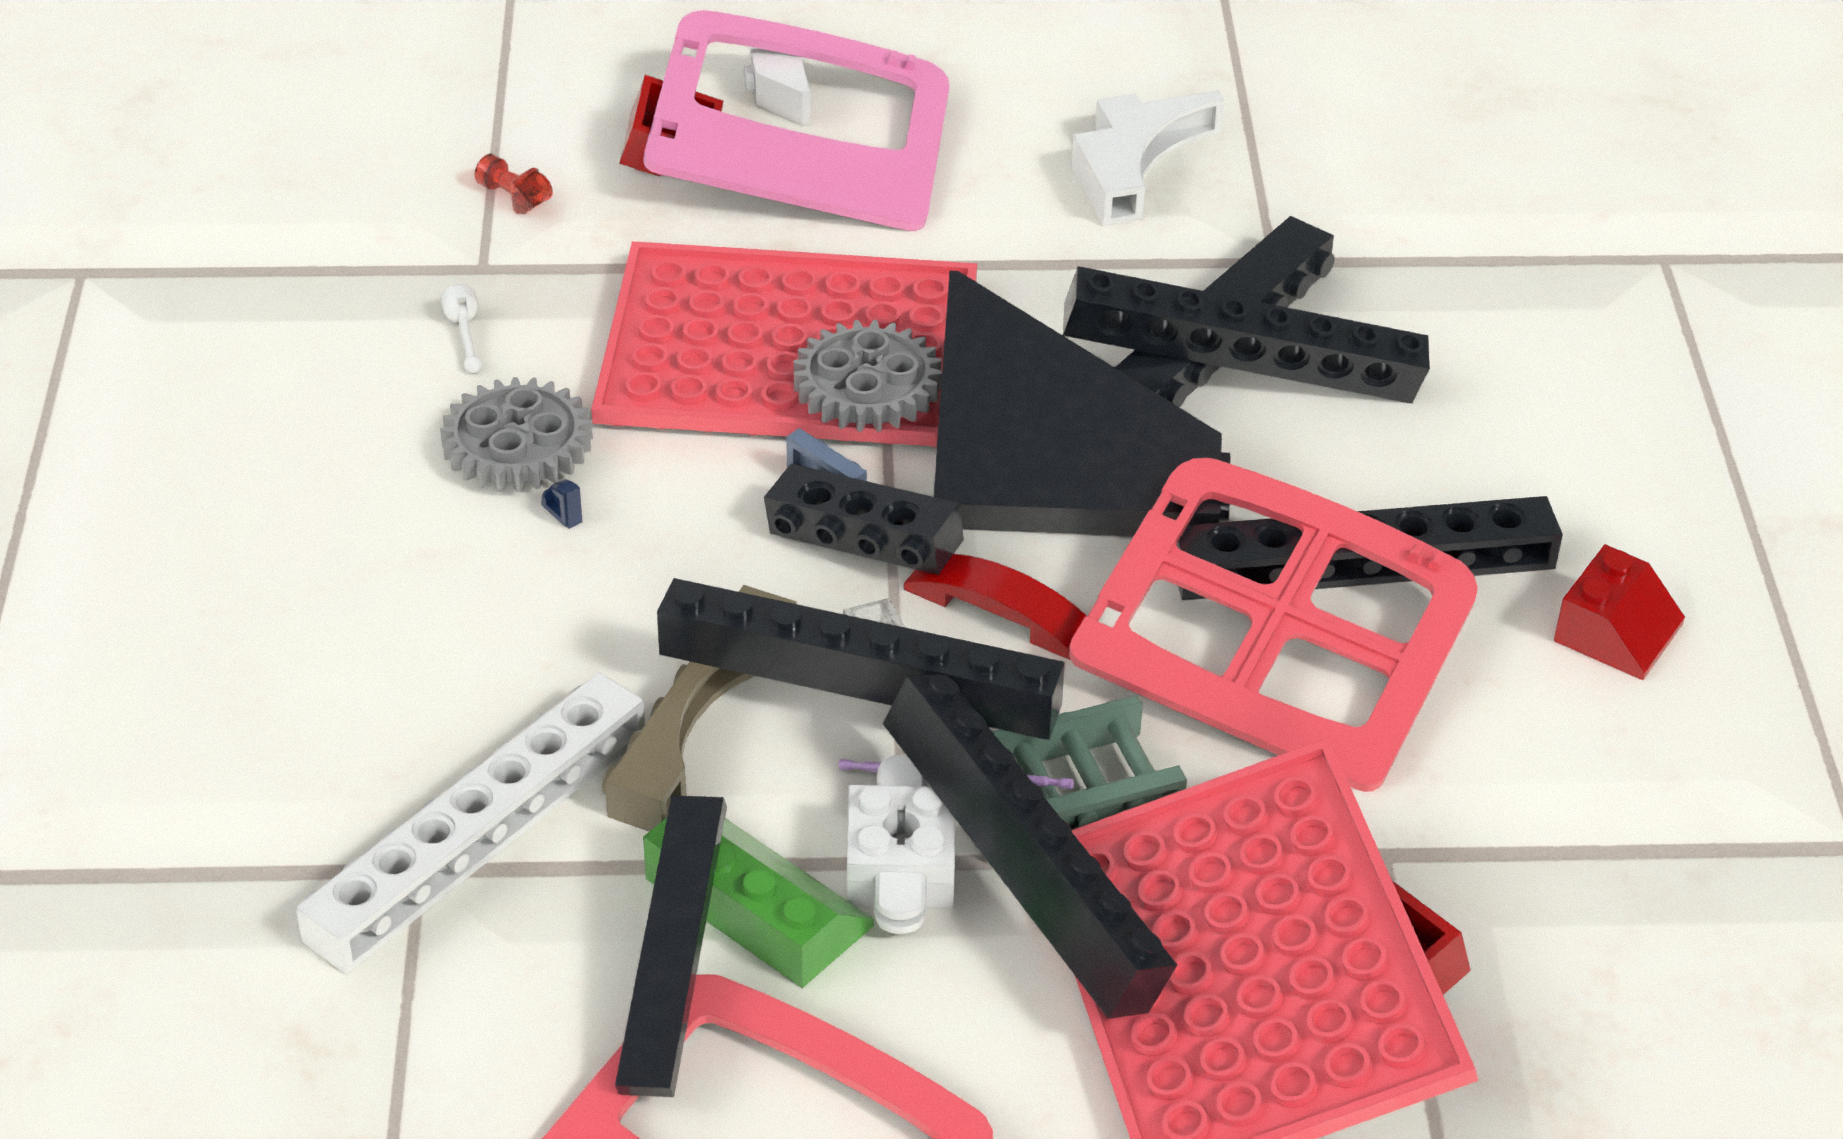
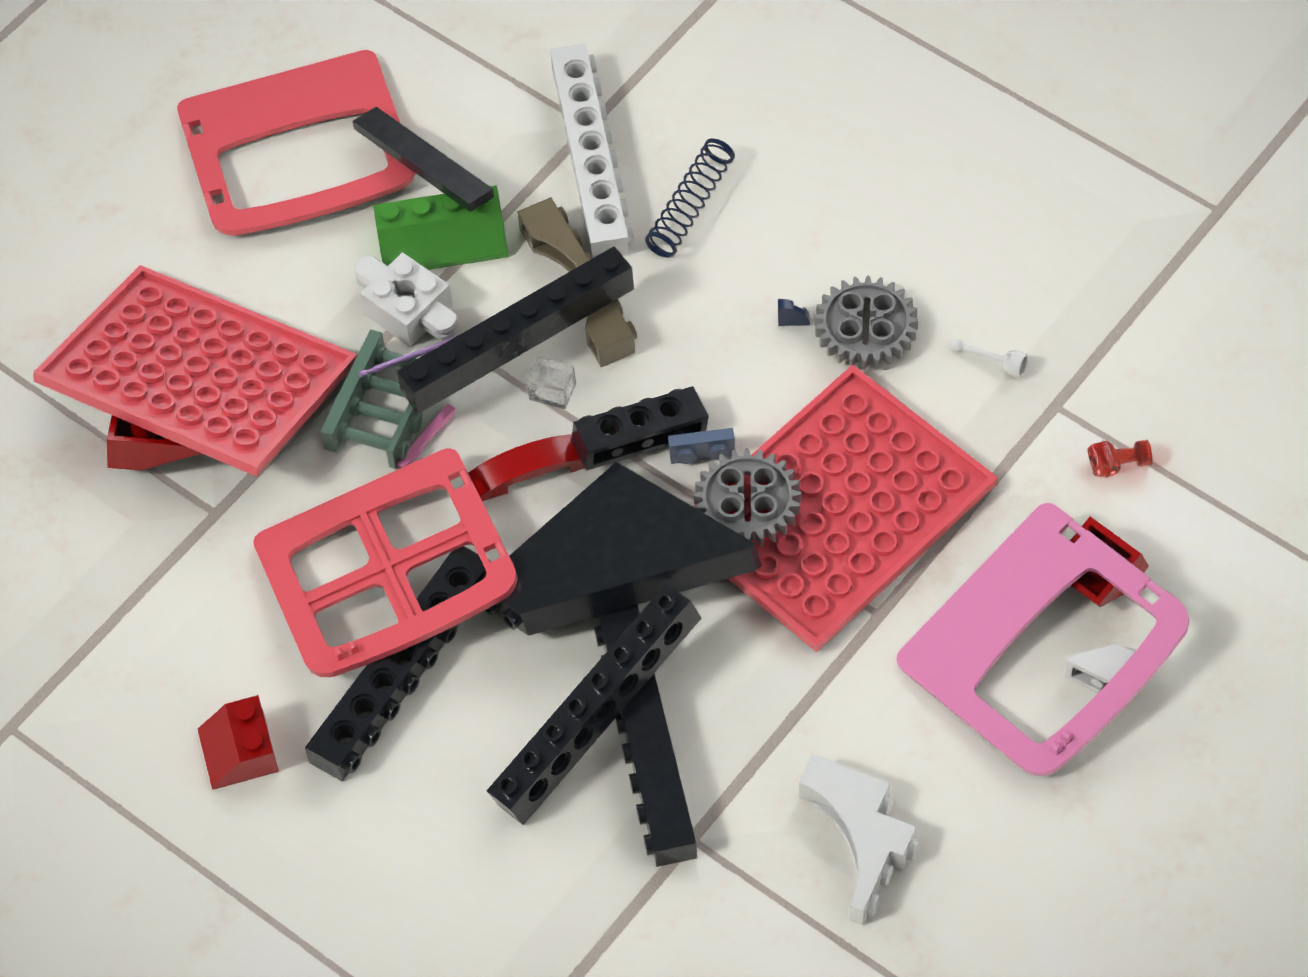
camera: 135 degrees right, 15 degrees up
(568, 673) = (653, 246): none -> dark blue piece
(1030, 847) = (333, 312): black brick -> none

